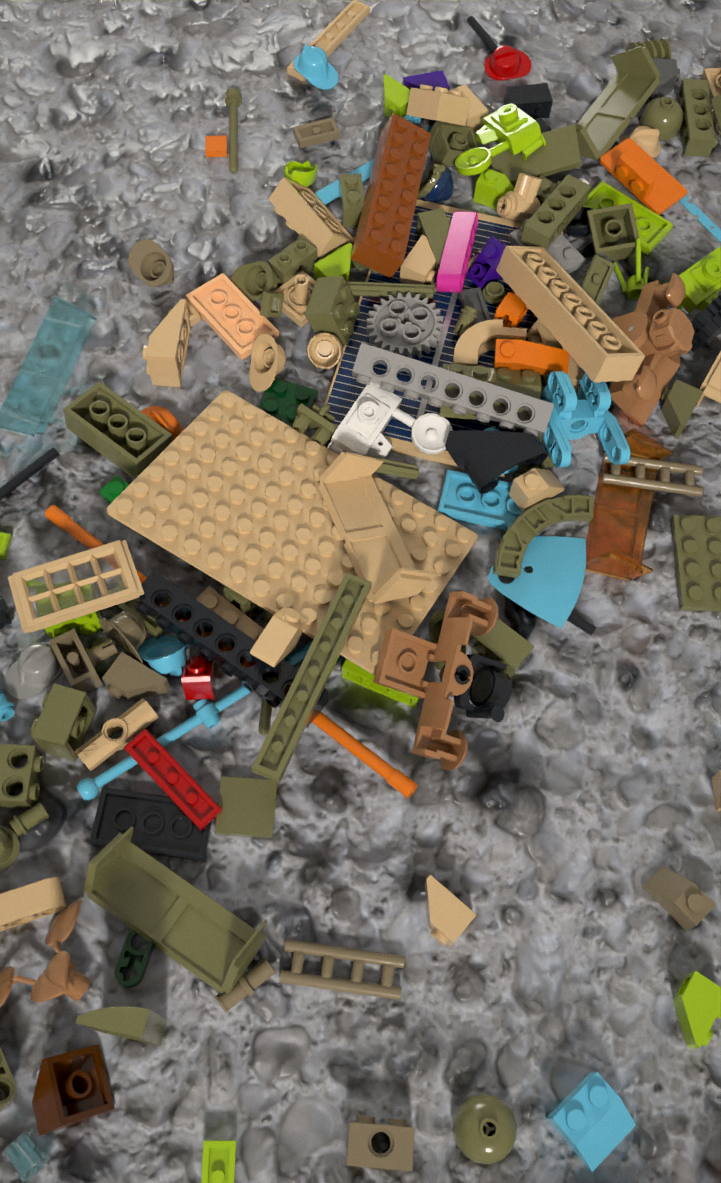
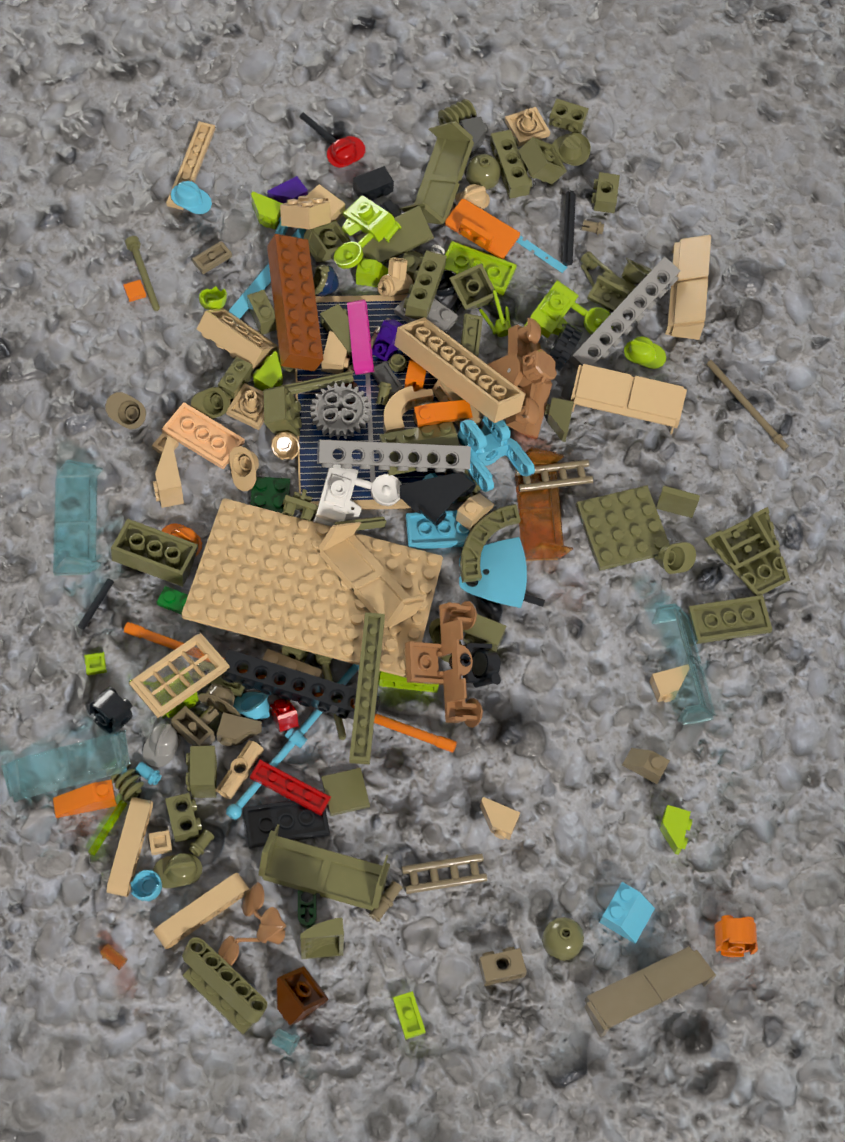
camera: 20 degrees left, 0 degrees up
(271, 304) = (232, 419): olive plate -> none
(279, 636) = (334, 669): tan slope -> none

